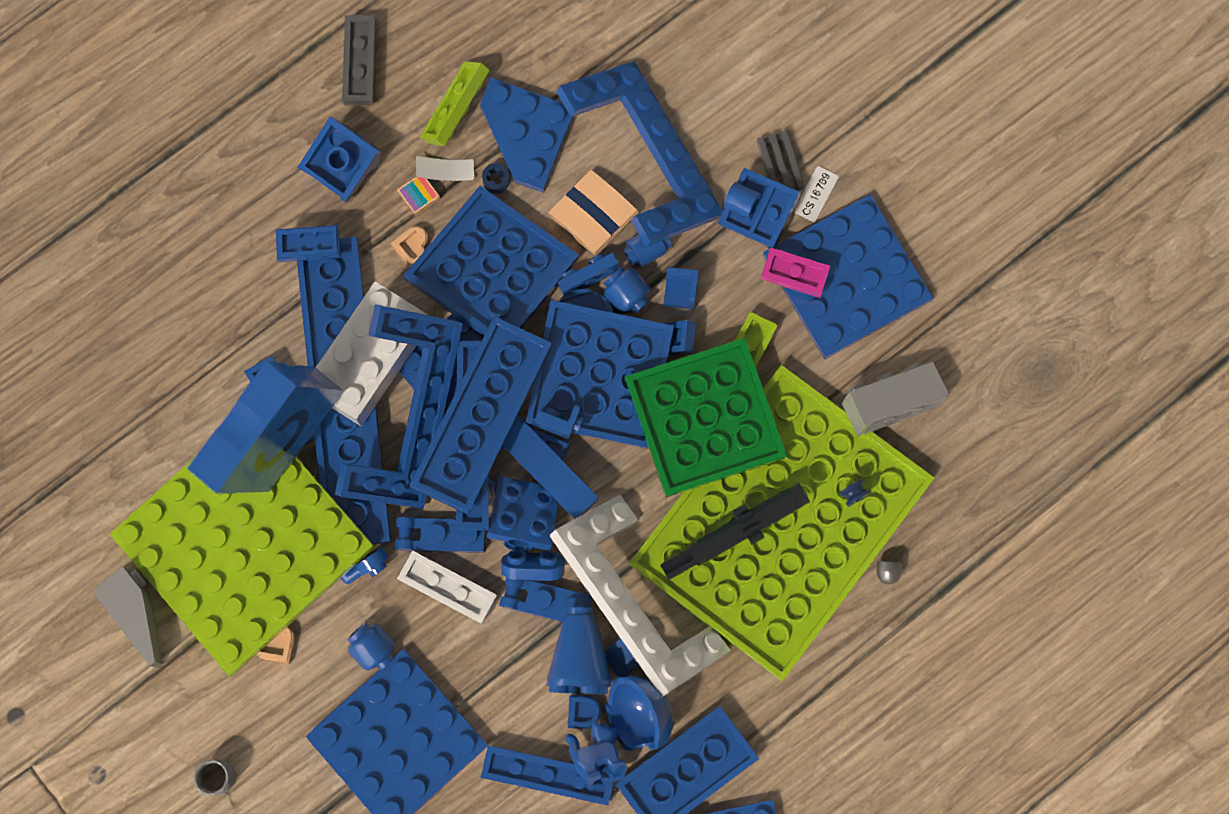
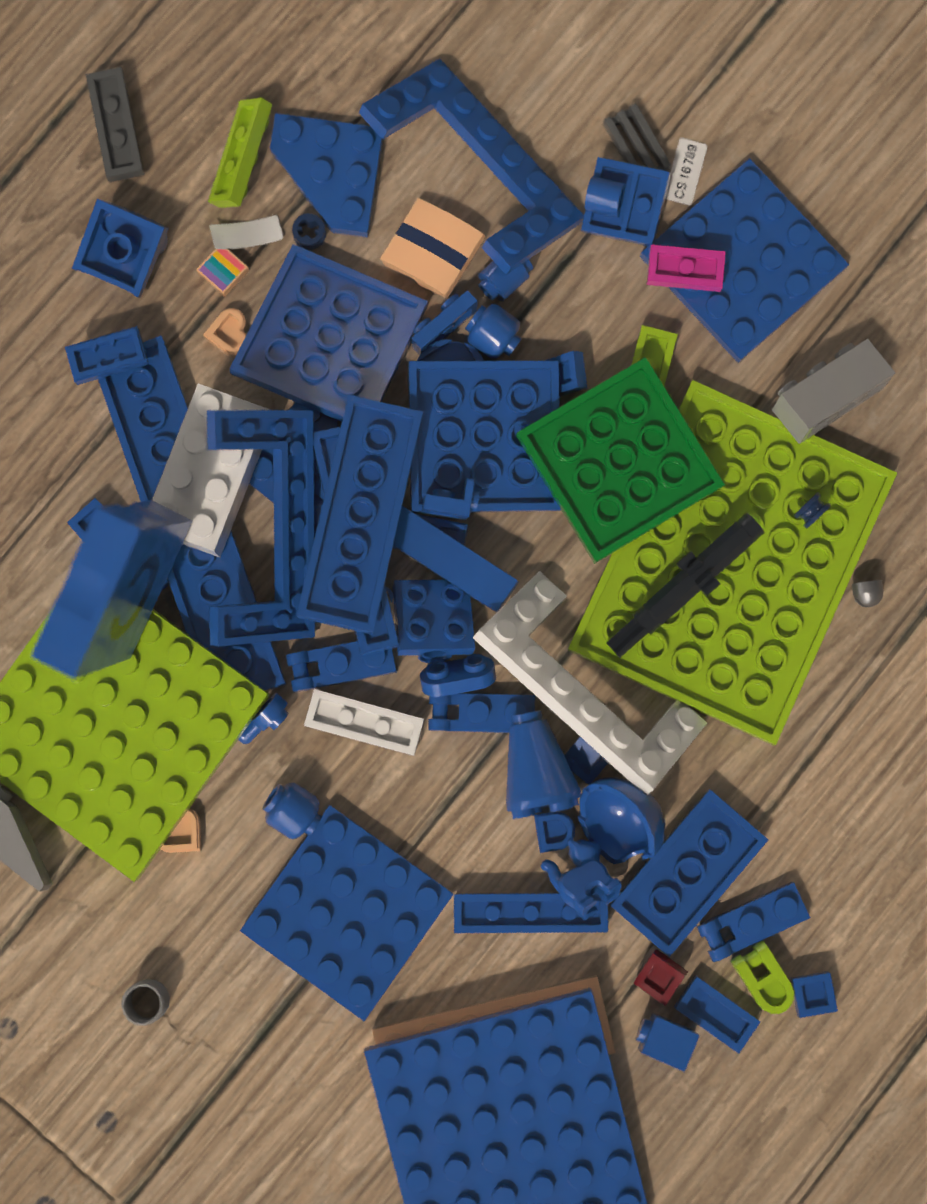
camera: 15 degrees left, 5 degrees up
(680, 288) = (555, 315): blue panel -> none

